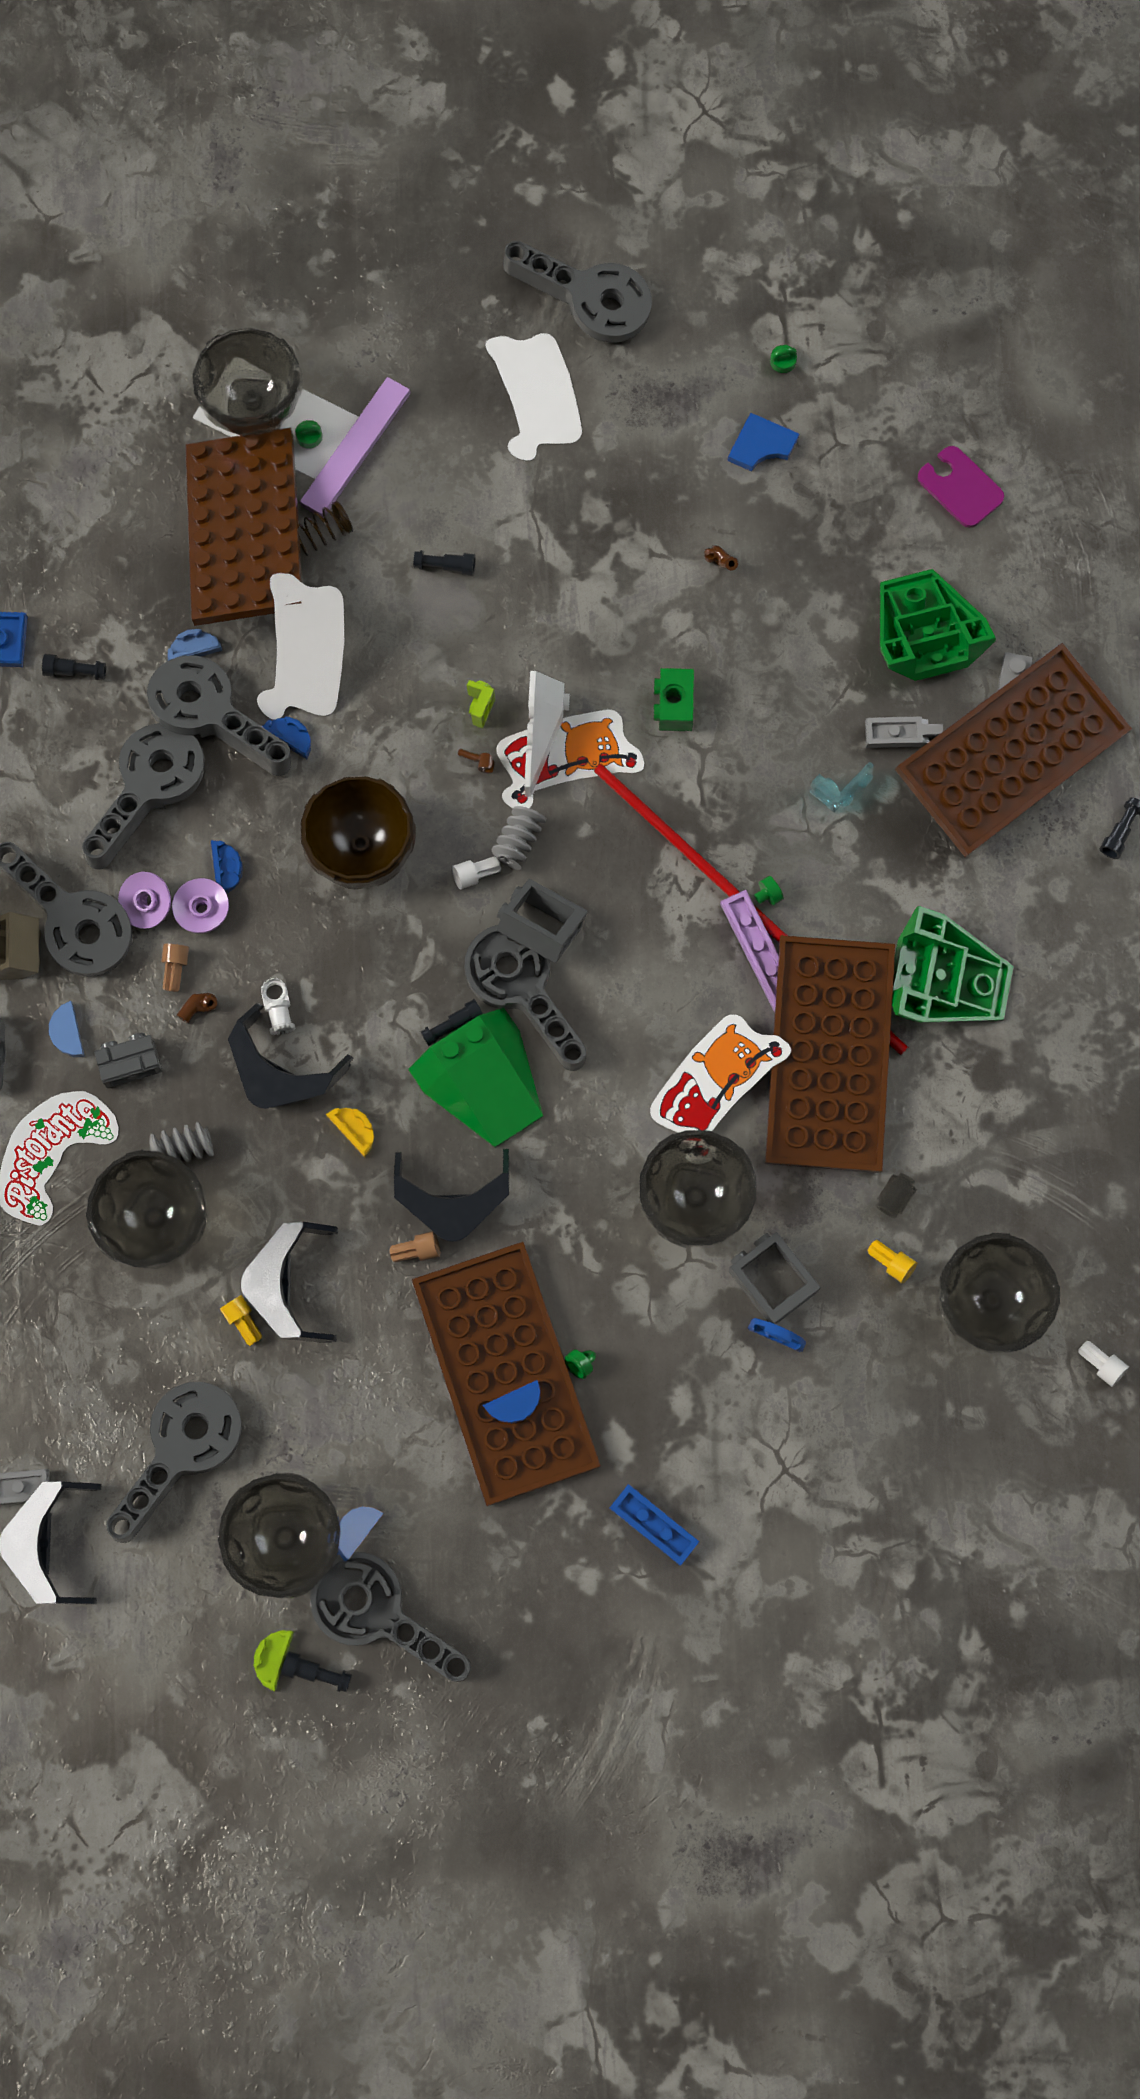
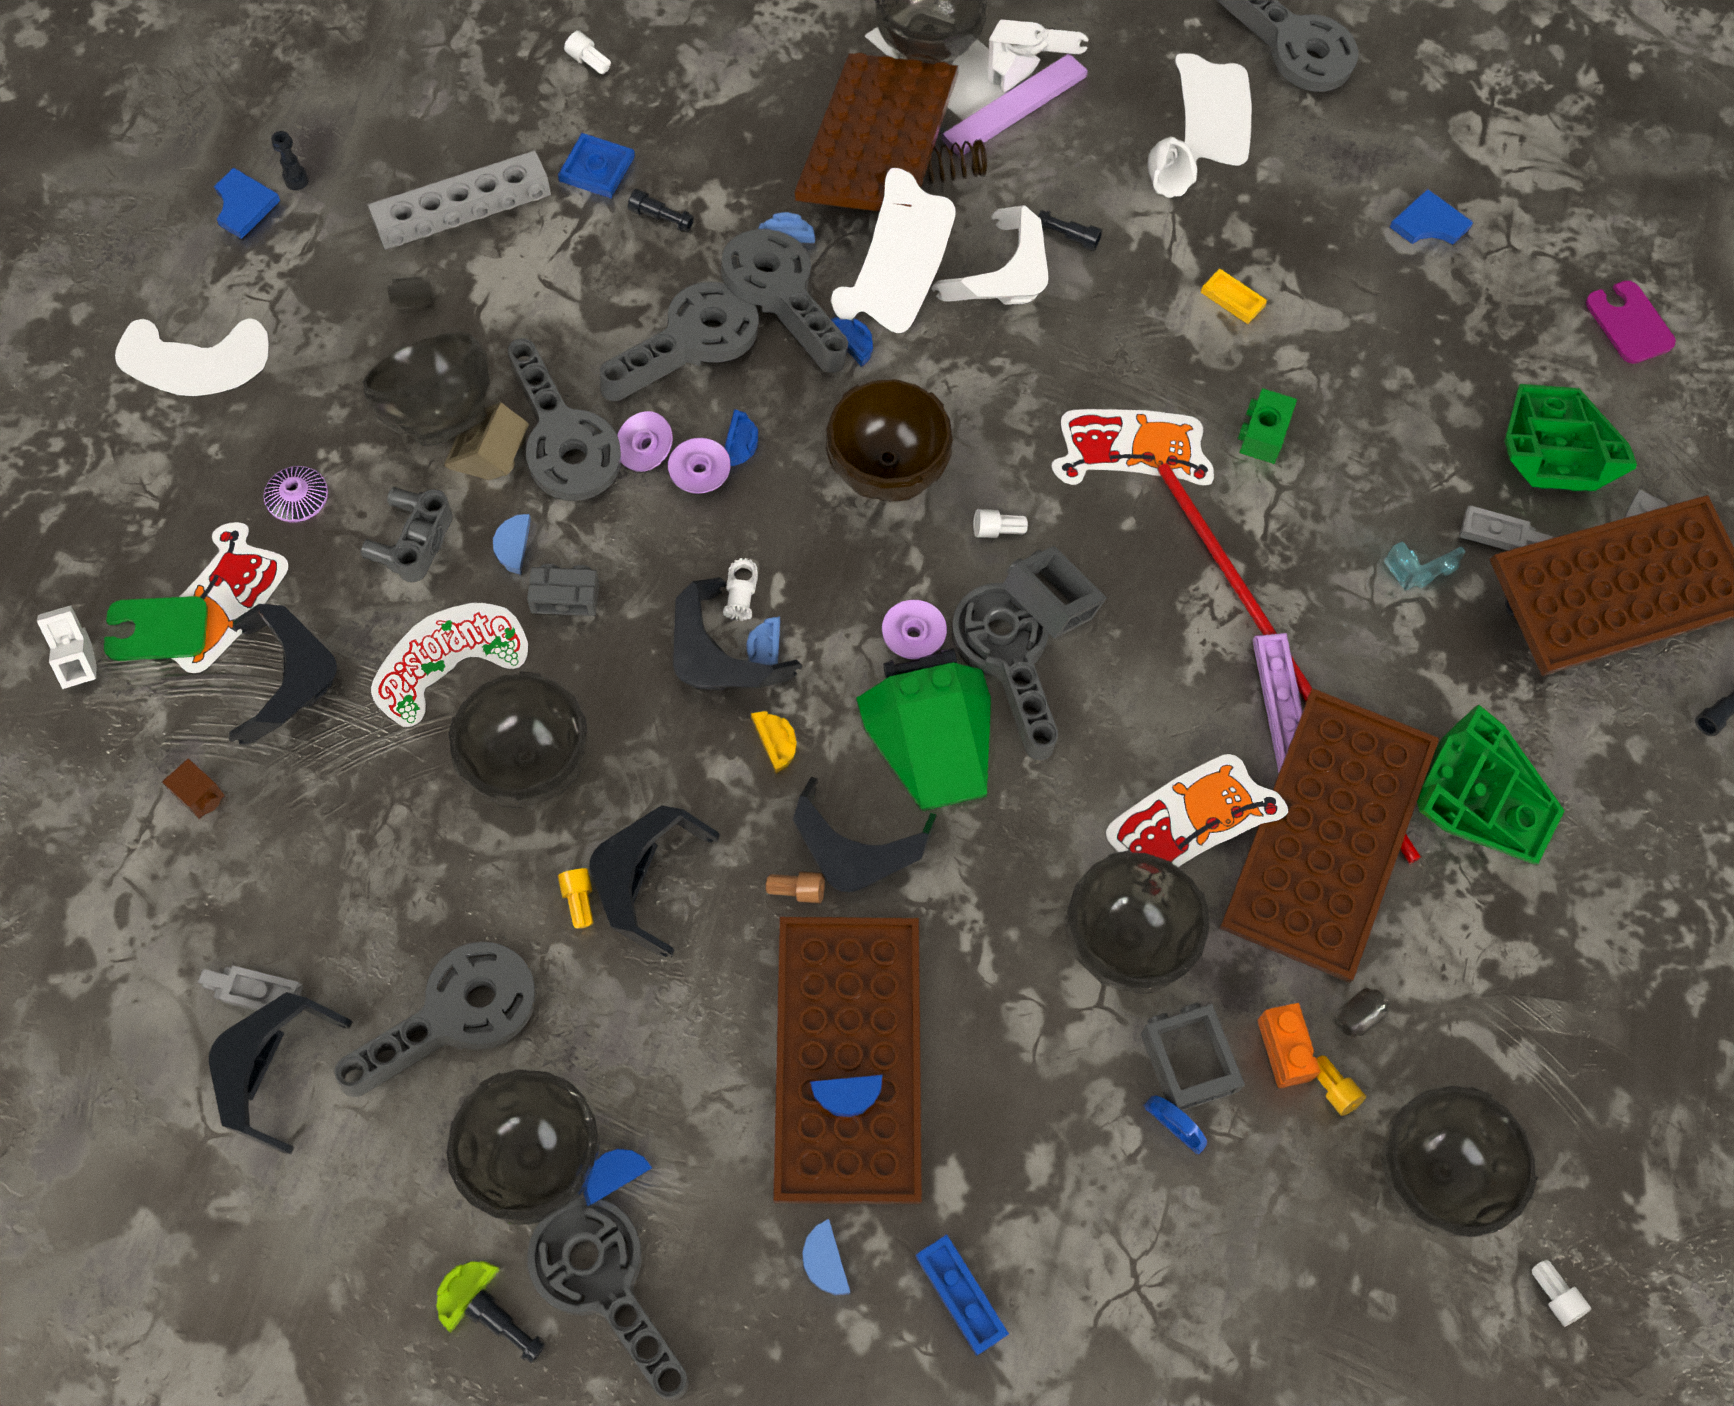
camera: 15 degrees right, 10 degrees down
(174, 958) = (652, 508): medium nougat piece -> none
(184, 1143) = (591, 692): light grey piece -> none
(197, 1003) = (659, 560): reddish brown arm -> none
(308, 434) = (973, 79): green tile -> none
(314, 1049) = (764, 642): none -> medium blue tile
(340, 404) = (1016, 64): none -> white piece
(418, 626) = (1020, 278): none -> white piece
(432, 980) = (916, 617): none -> lavender dish
(482, 703) = (1062, 367): lime bracket -> none
(485, 760) = (1045, 423): reddish brown hand -> none
(516, 834) = (1056, 503): light grey piece -> none
(517, 470) = (1171, 167): none -> white hair
(540, 1536) = (823, 1261): none -> medium blue tile
(546, 712) = (1121, 403): white wedge -> none
(580, 1362) = (937, 1075): green tile -> none
(610, 579) = (1233, 296): none -> yellow tile
(721, 557) = (1356, 310): reddish brown arm -> none
(769, 891) = (1311, 643): green tile -> none
(783, 358) = (1476, 152): green tile -> none
(846, 1242) = (1288, 1045): none -> orange brick

